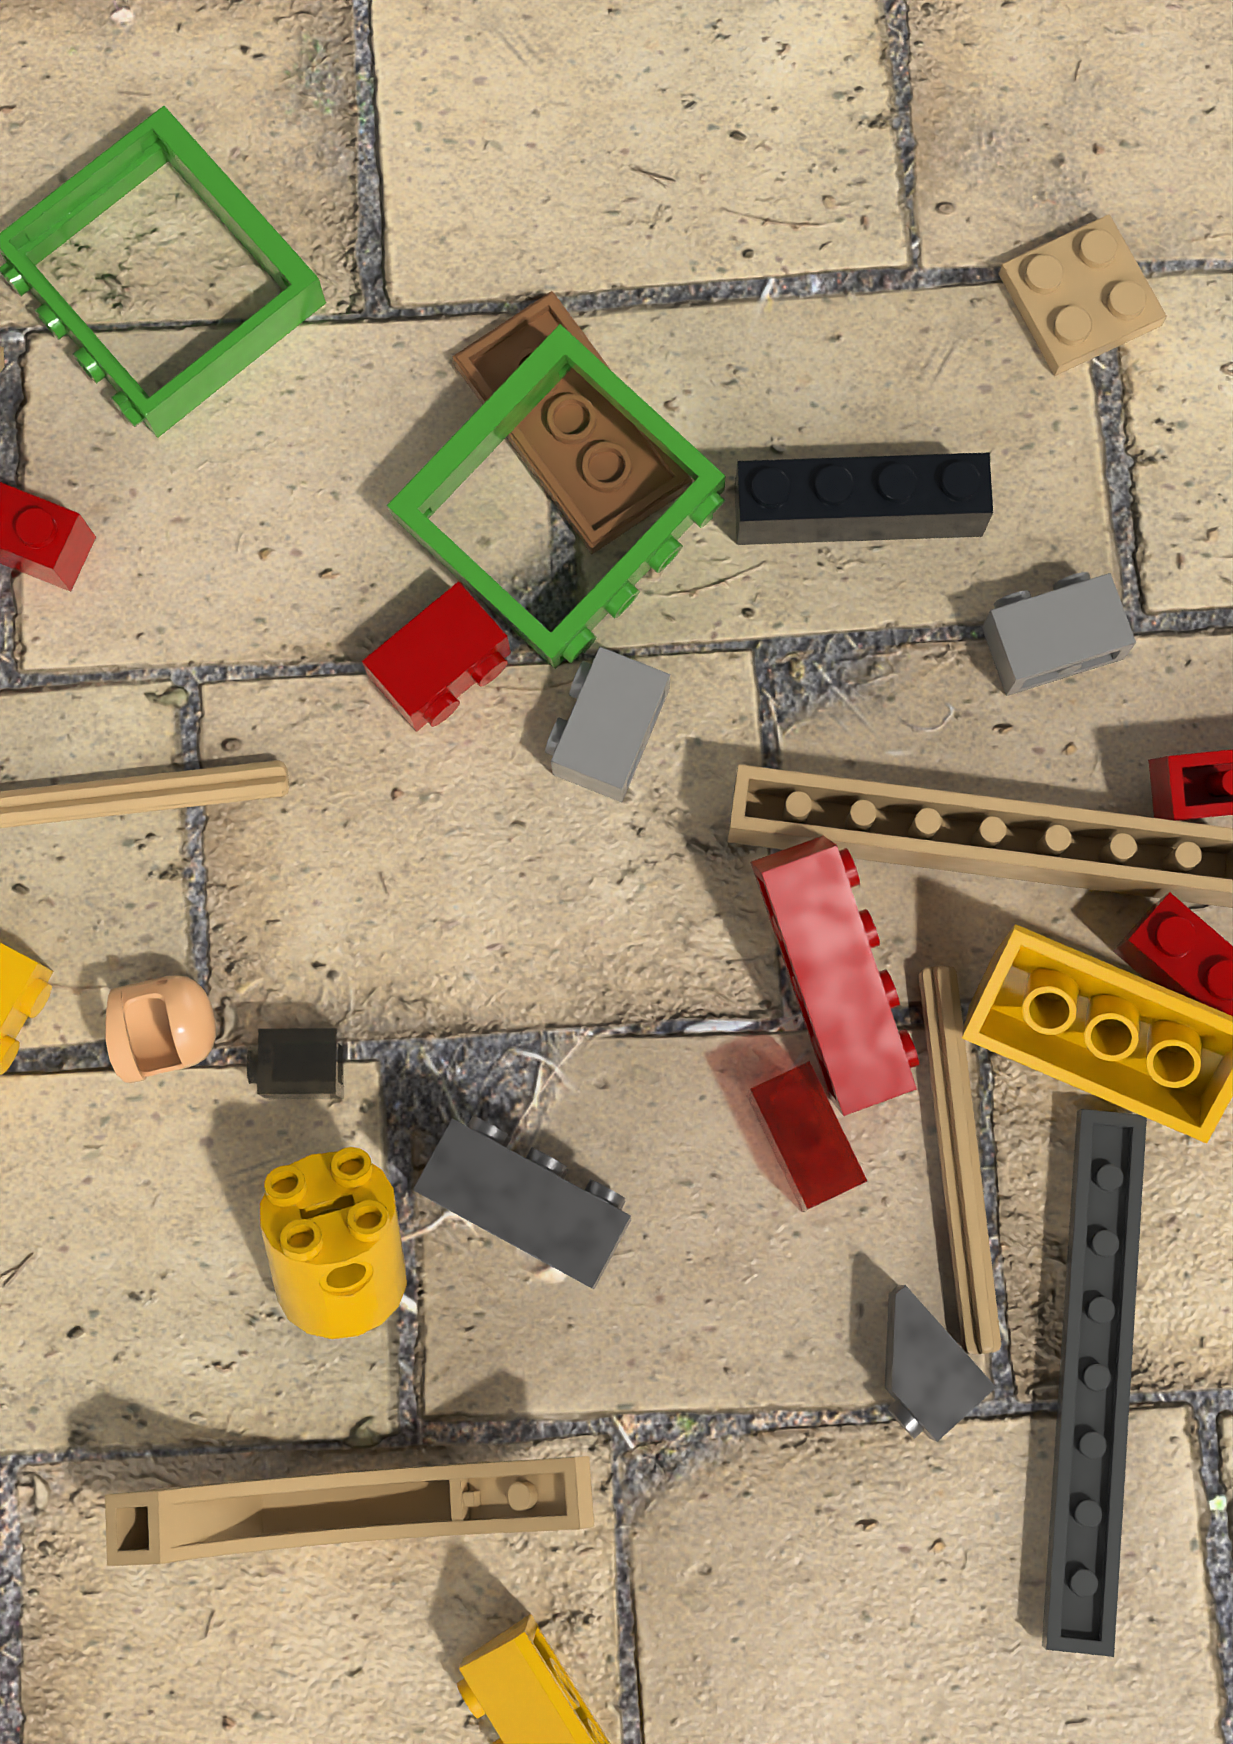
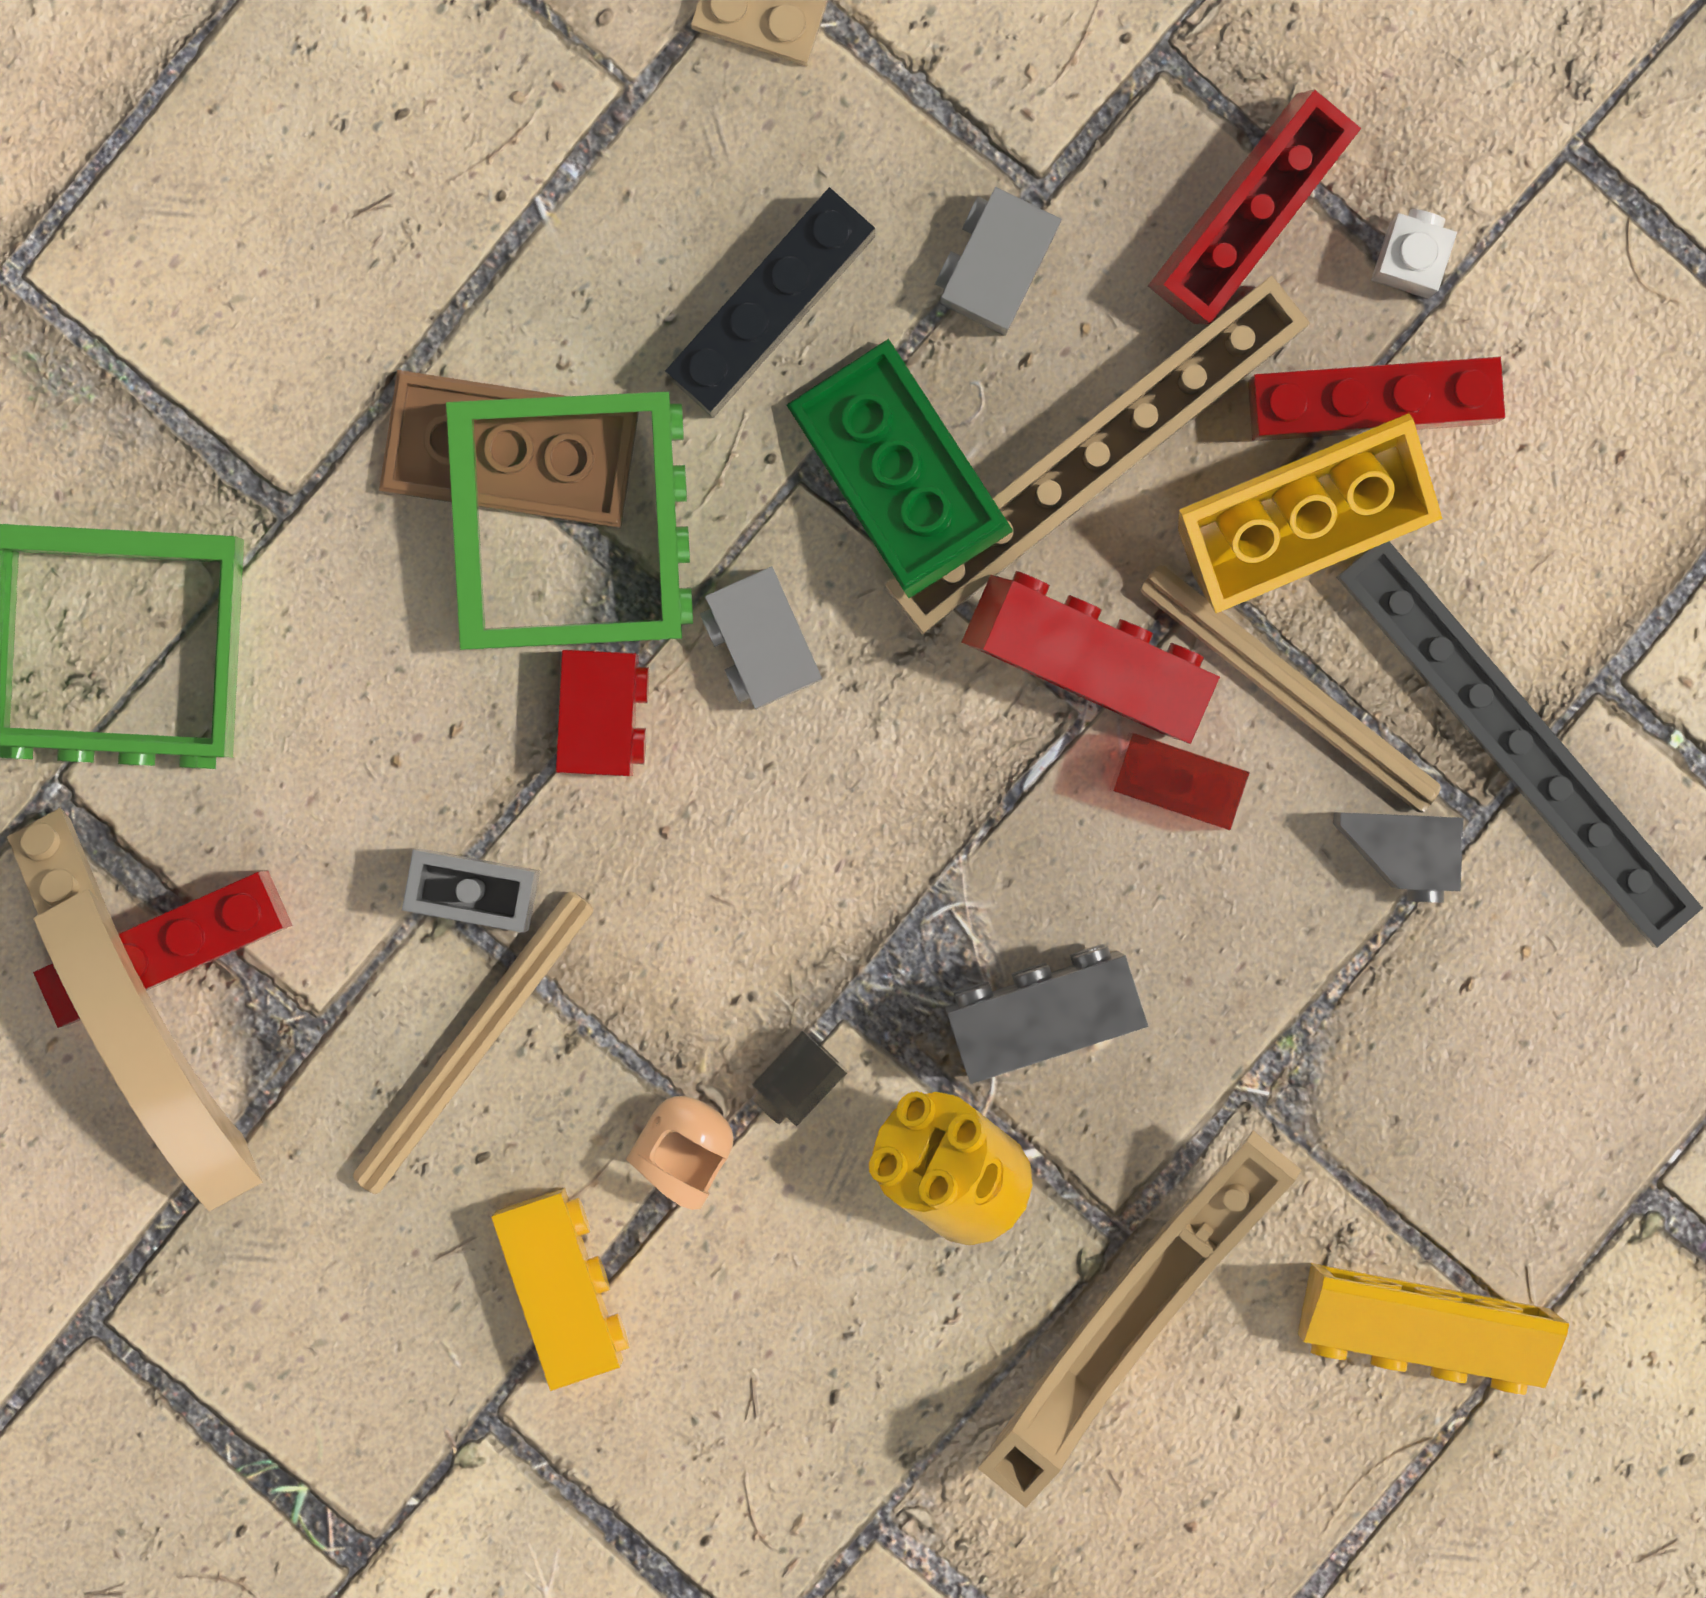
camera: 50 degrees left, 10 degrees up
(213, 683) = (470, 890): none -> light grey brick
(833, 700) = (899, 468): none -> green tile

